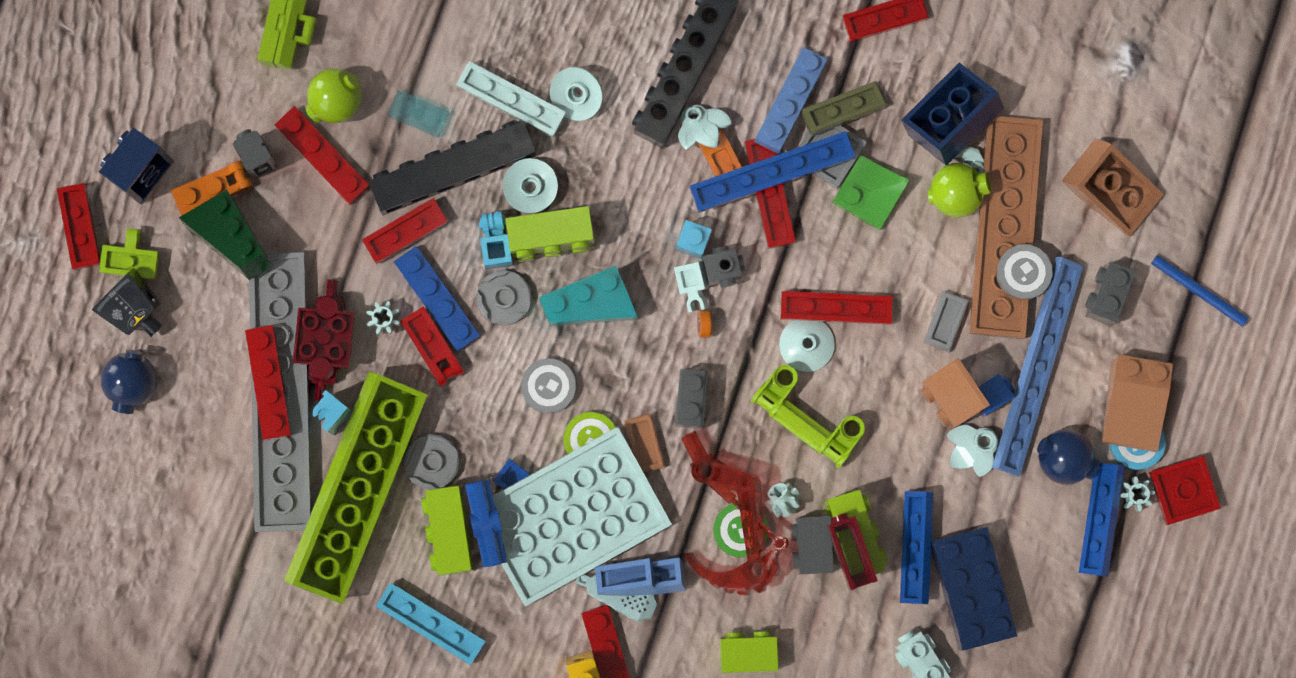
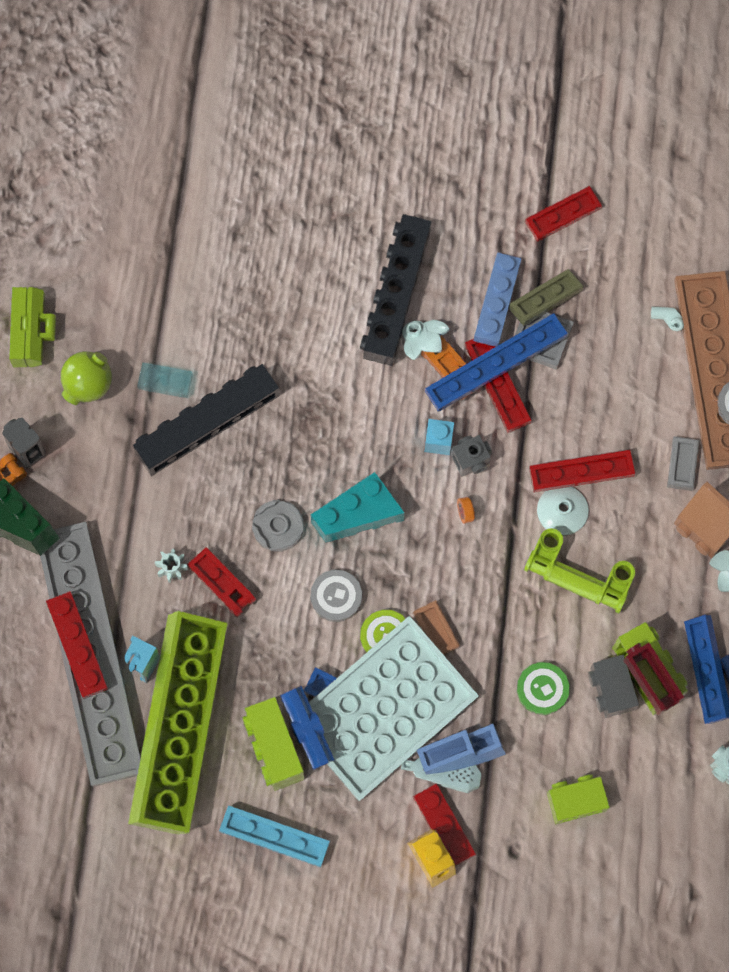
camera: 10 degrees left, 10 degrees down
(322, 155) = (85, 434): red plate -> none
(324, 339) = (121, 595): dark red piece -> none
(404, 231) = (174, 484): red plate -> none
(431, 462) = (242, 686): light grey tile -> none
(437, 299) = (216, 539): blue plate -> none
(495, 244) = (260, 477): medium azure brick -> none
(511, 99) = (246, 349): light aqua plate -> none
(527, 172) = (278, 409): light aqua dish -> none
(550, 233) = (308, 456): lime brick -> none
(564, 94) = (293, 337): light aqua dish -> none
(691, 399) = (470, 578): dark grey brick -> none
(692, 280) = (445, 473): light aqua plate -> none
(750, 505) = (515, 645): clear red piece -> none
(783, 499) = (575, 651): light aqua gear -> none
(870, 192) = (587, 365): bright green plate -> none
(952, 114) = (644, 279): dark blue brick -> none
(958, 190) = (666, 344): lime brick -> none

